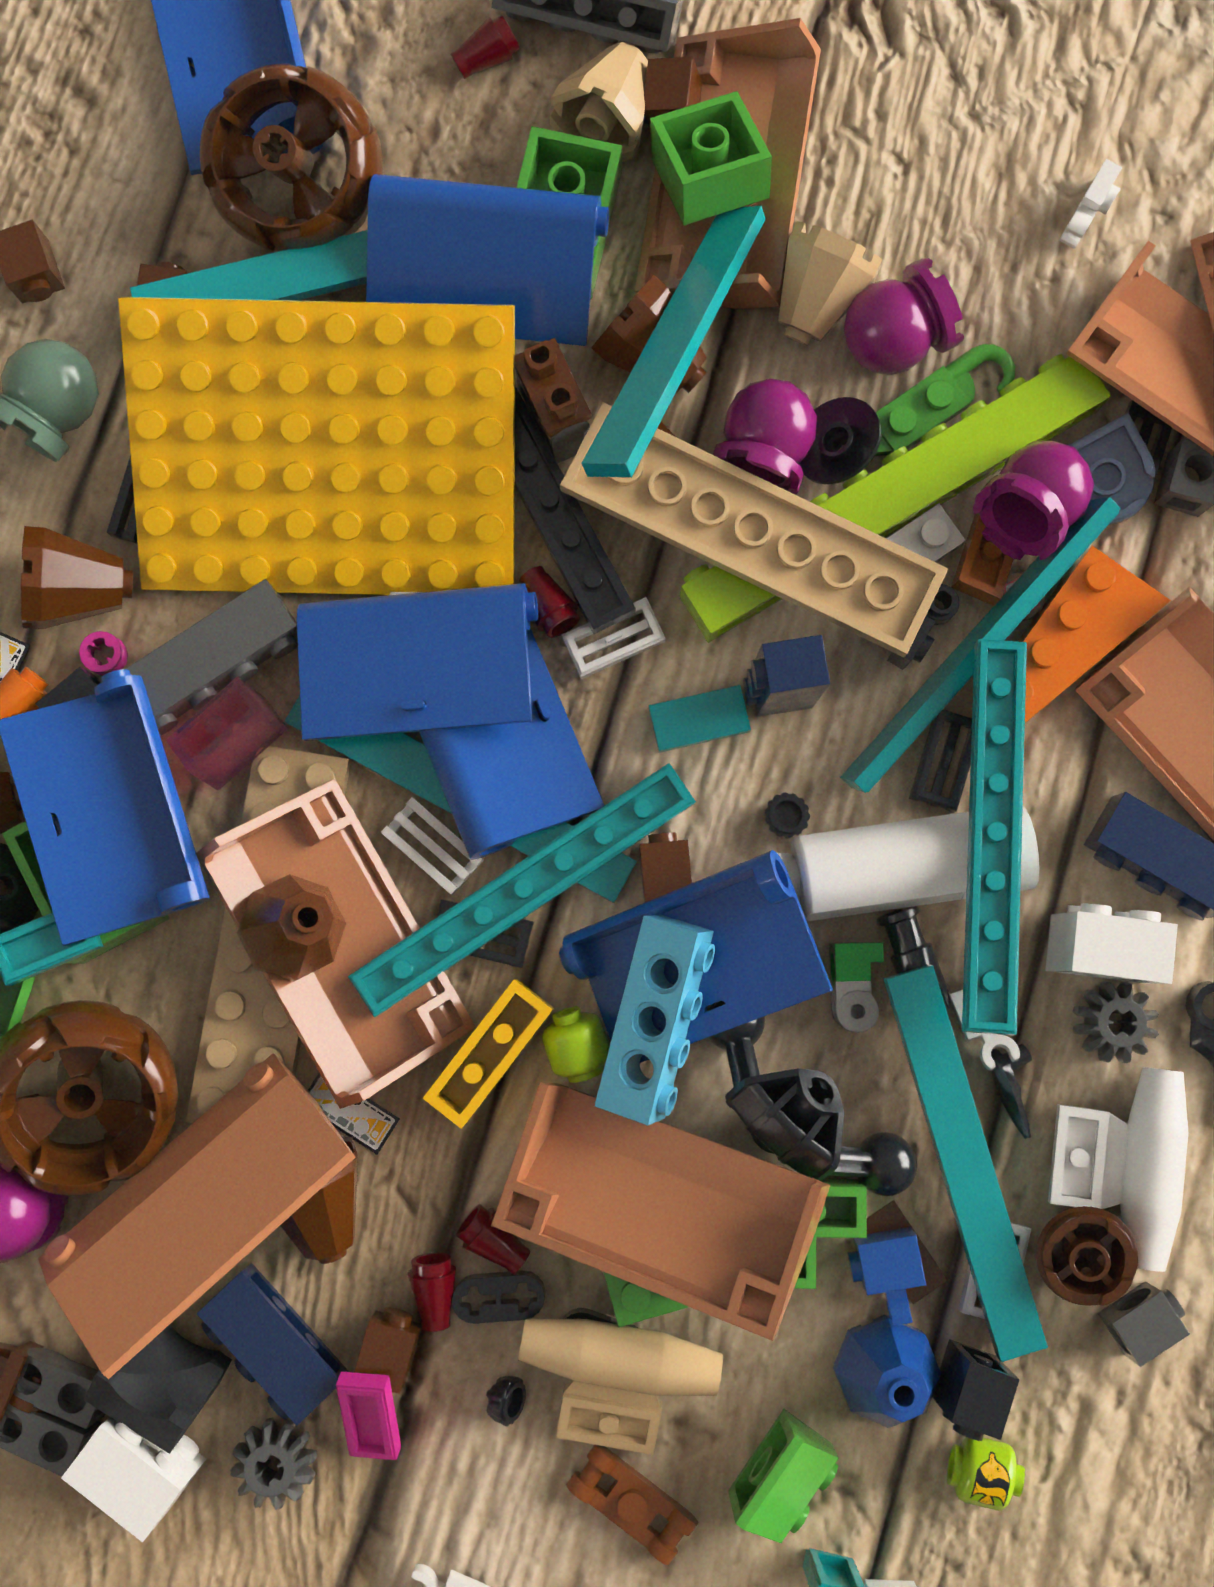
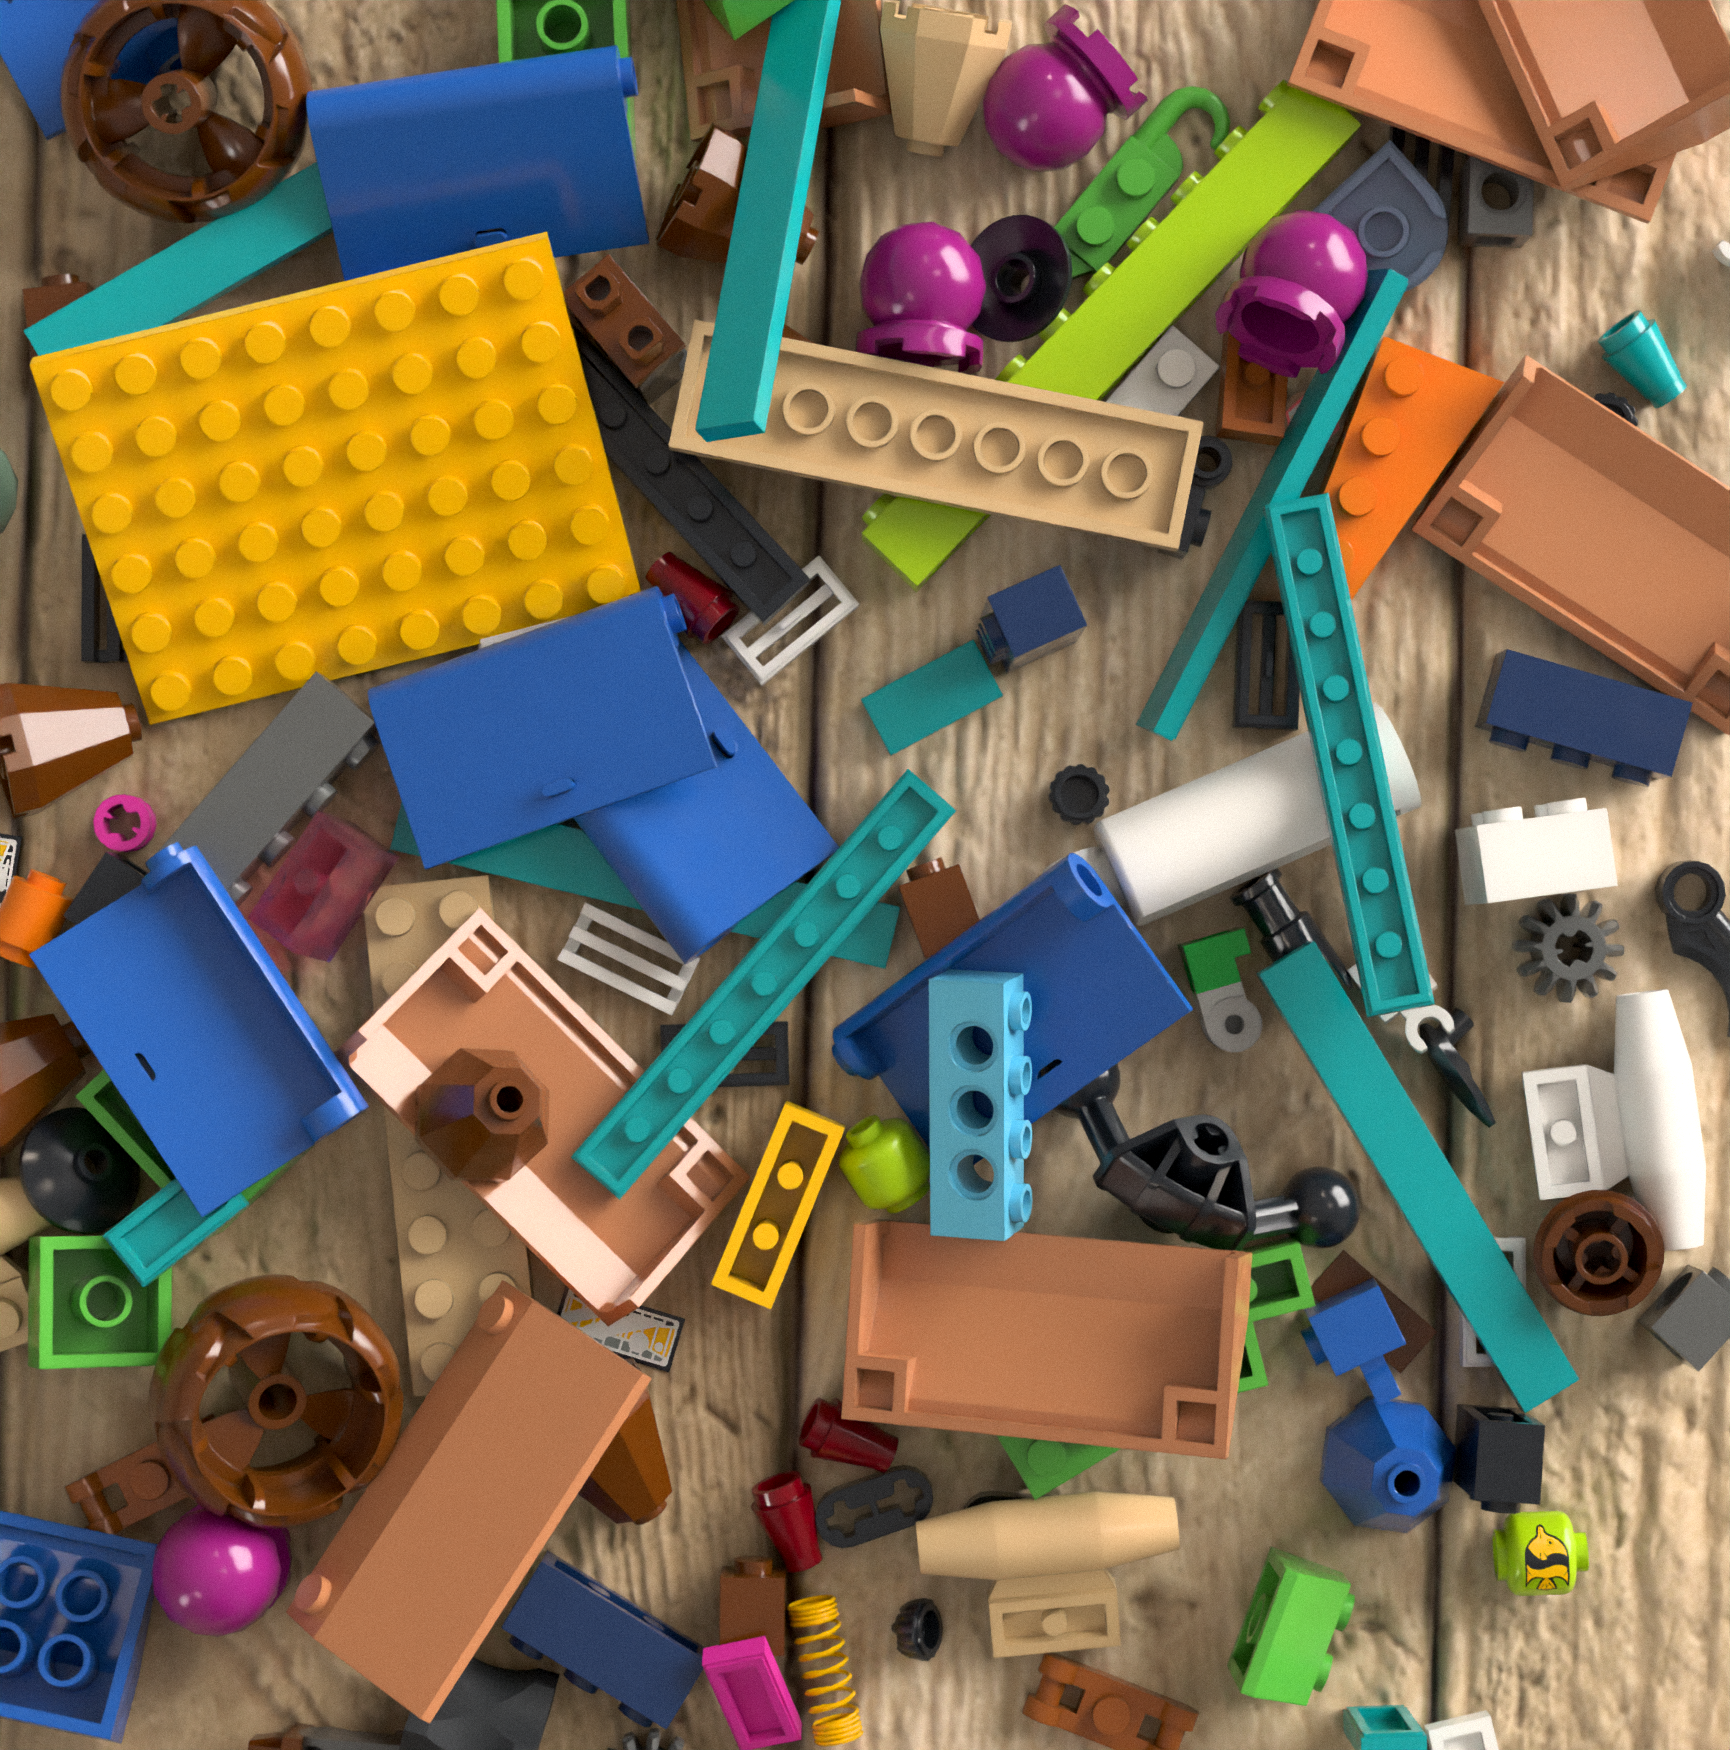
camera: 15 degrees left, 5 degrees up
(427, 1458) = (835, 1728): none -> yellow piece

